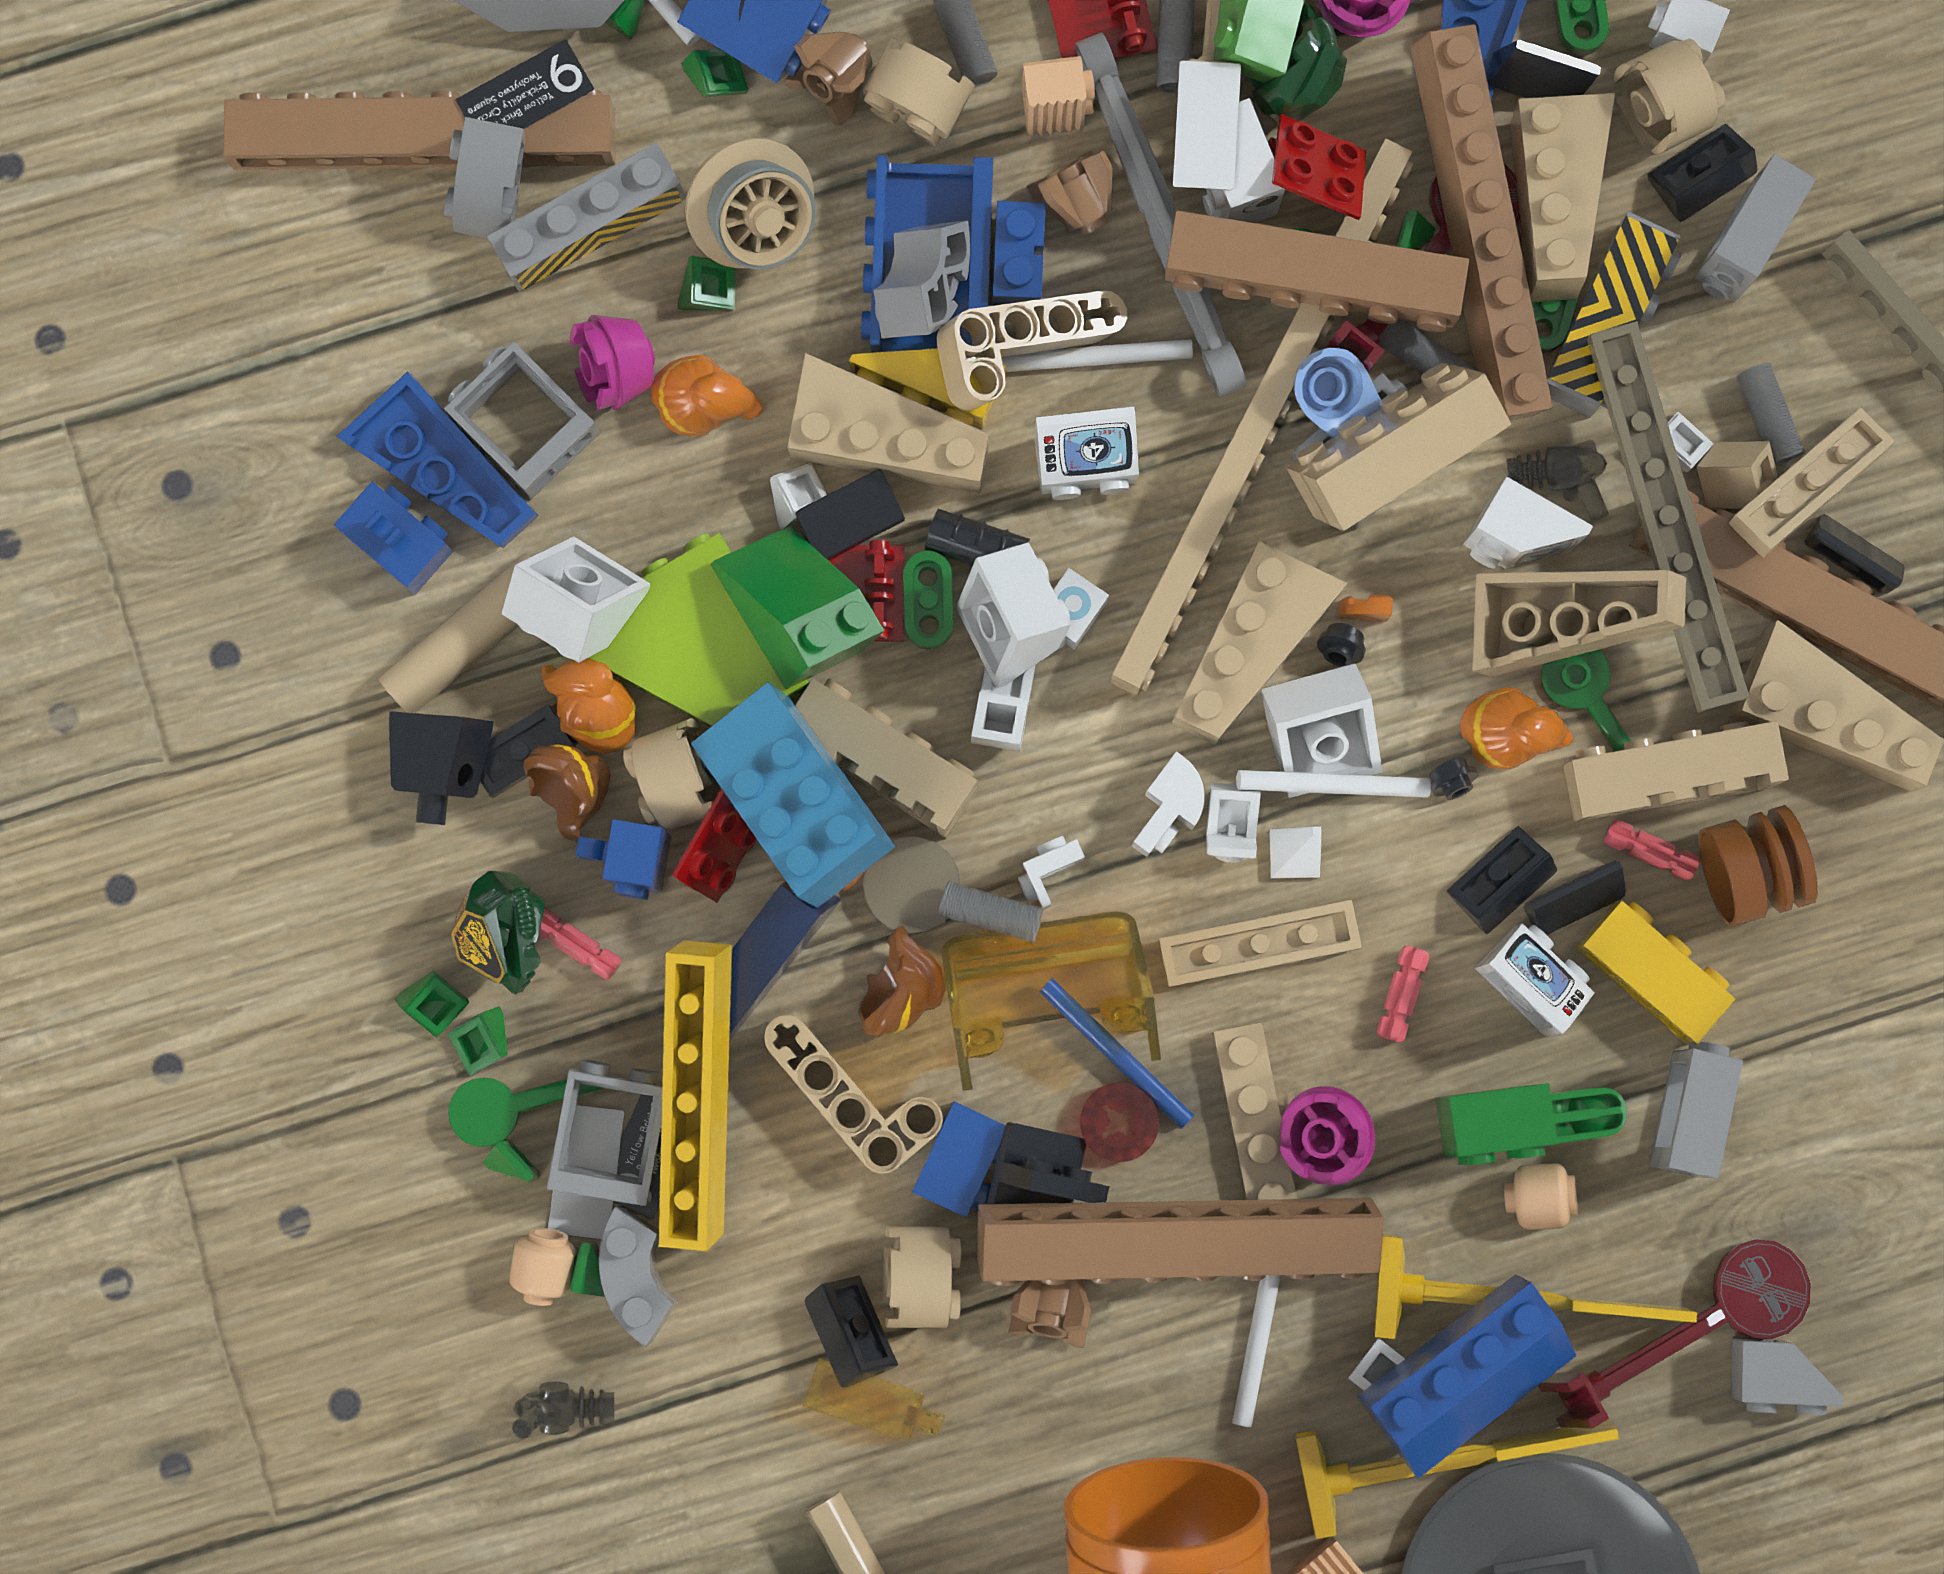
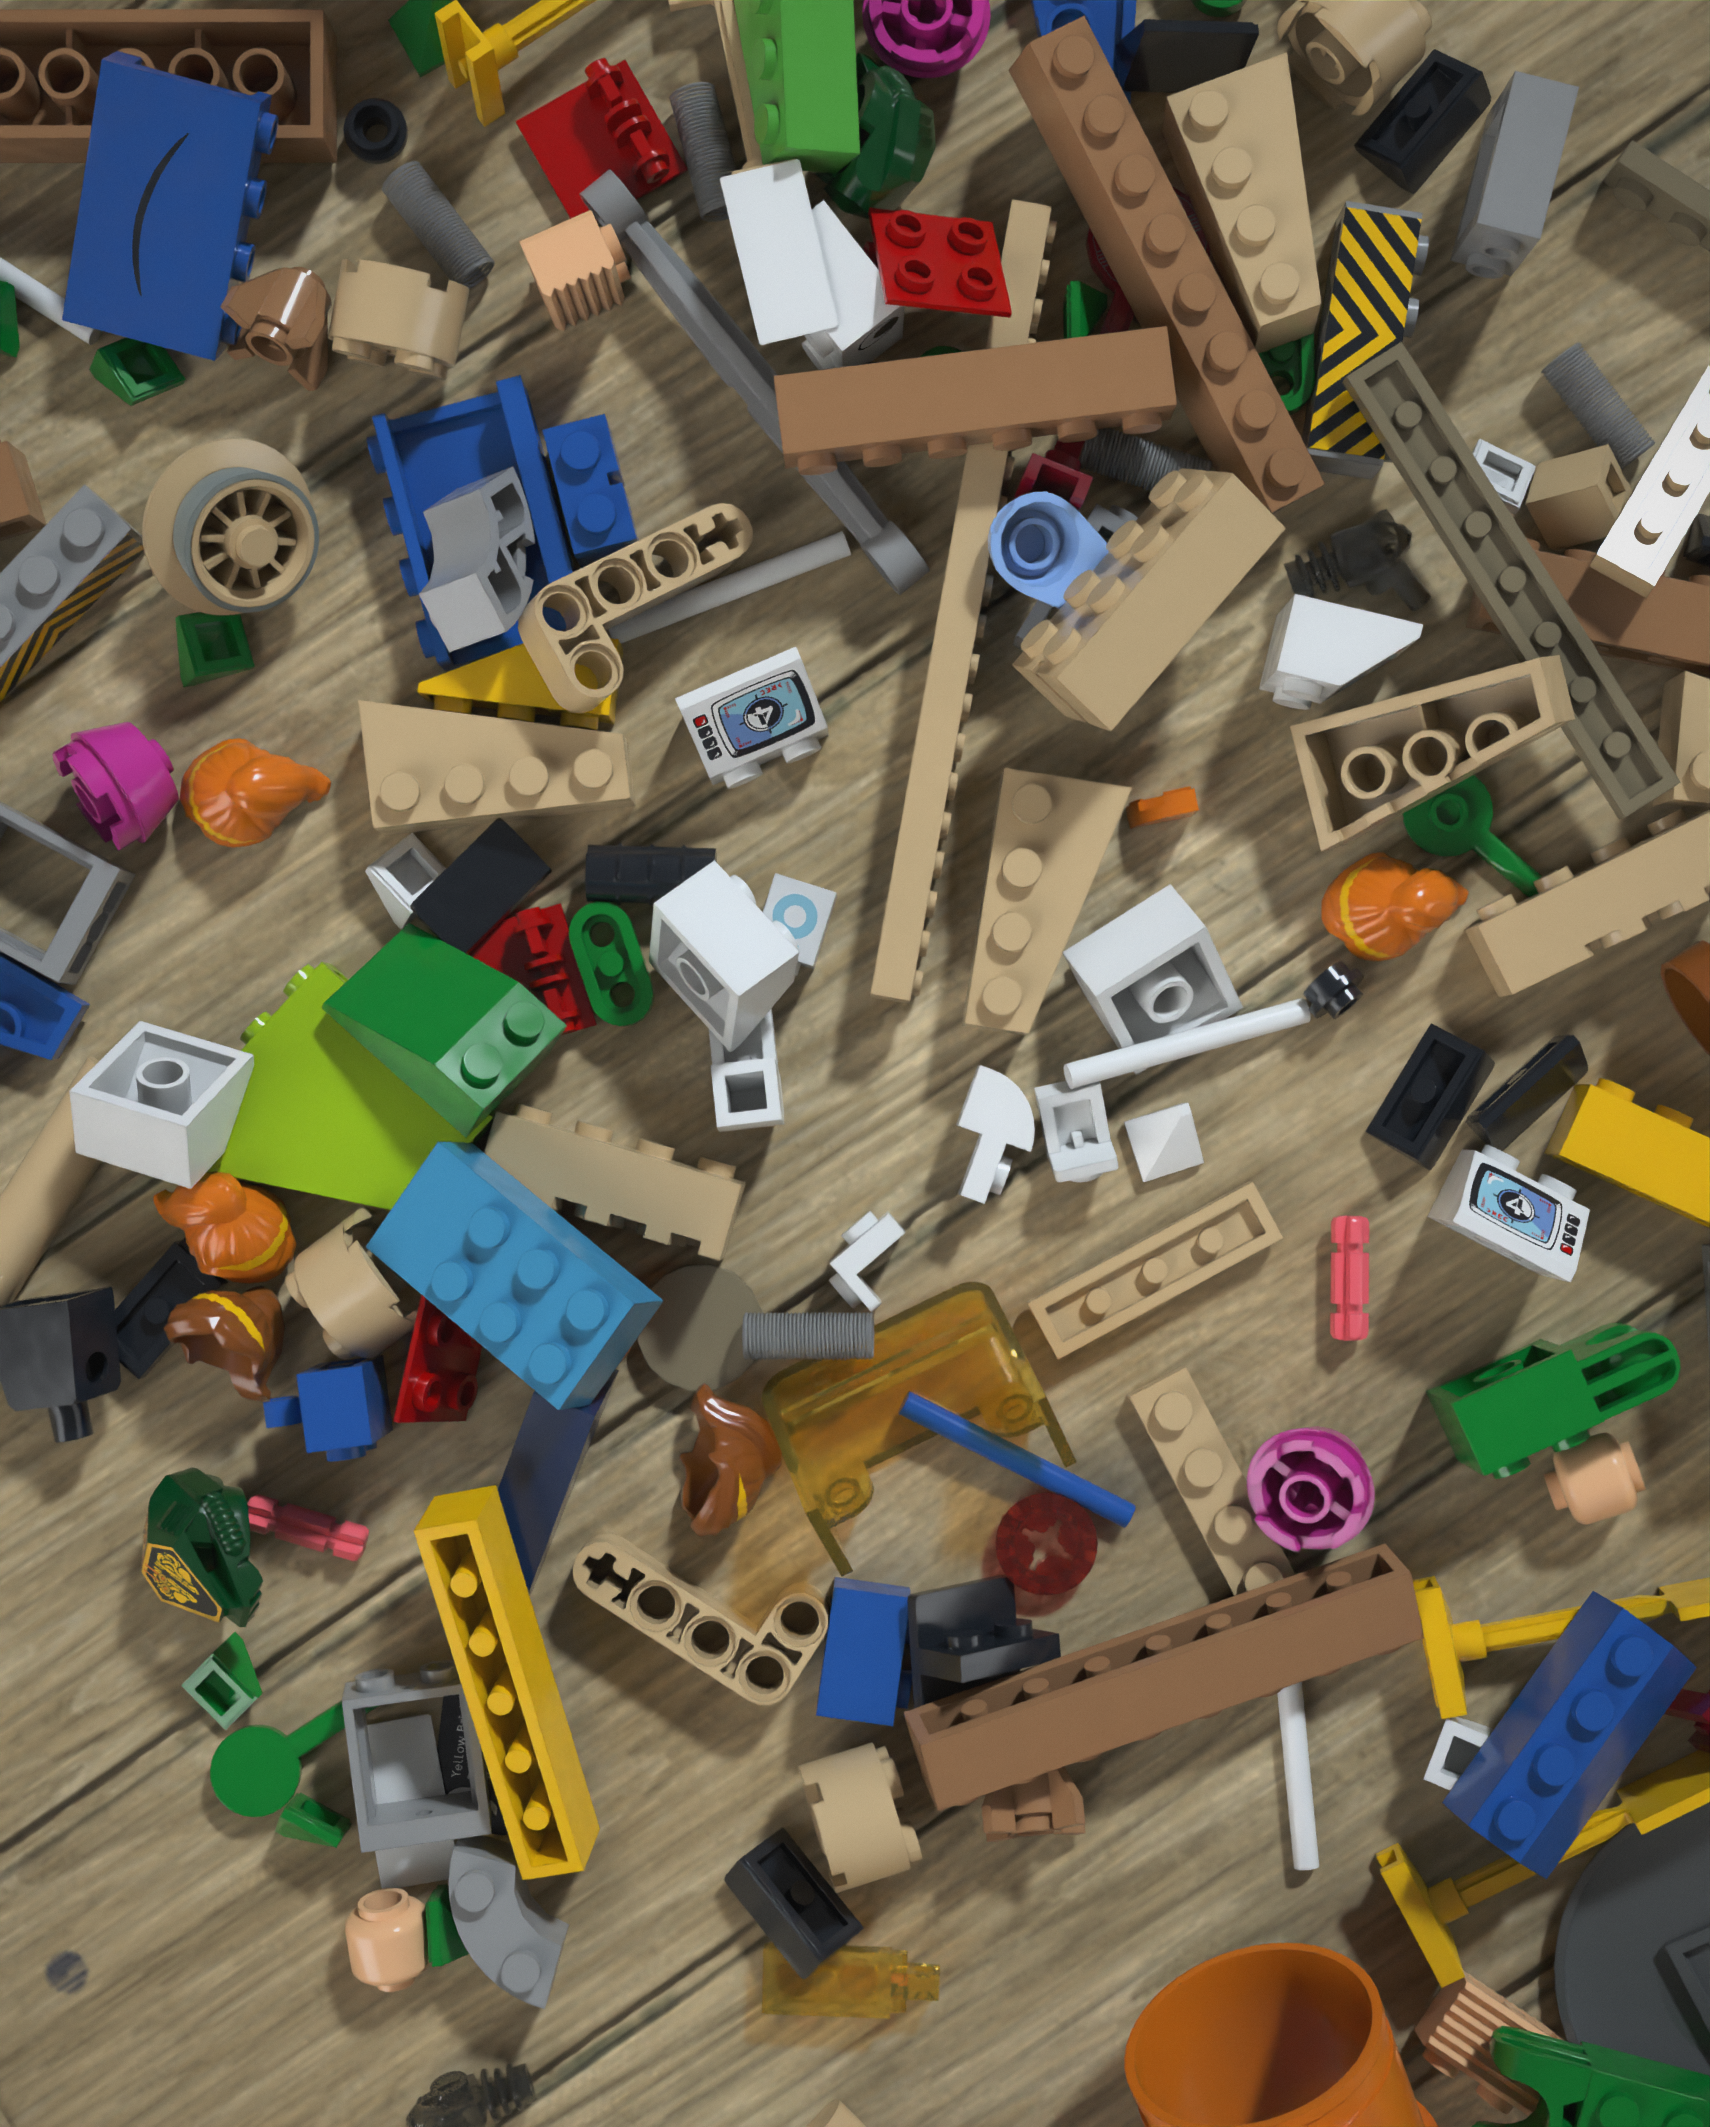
camera: 15 degrees left, 5 degrees up
(432, 1003) = (149, 1655): green slope -> none
(1078, 192) = (642, 386): medium nougat brick -> none
(1342, 644) = (1146, 864): black plate -> none
(1651, 850) = (1606, 1004): coral axle -> none

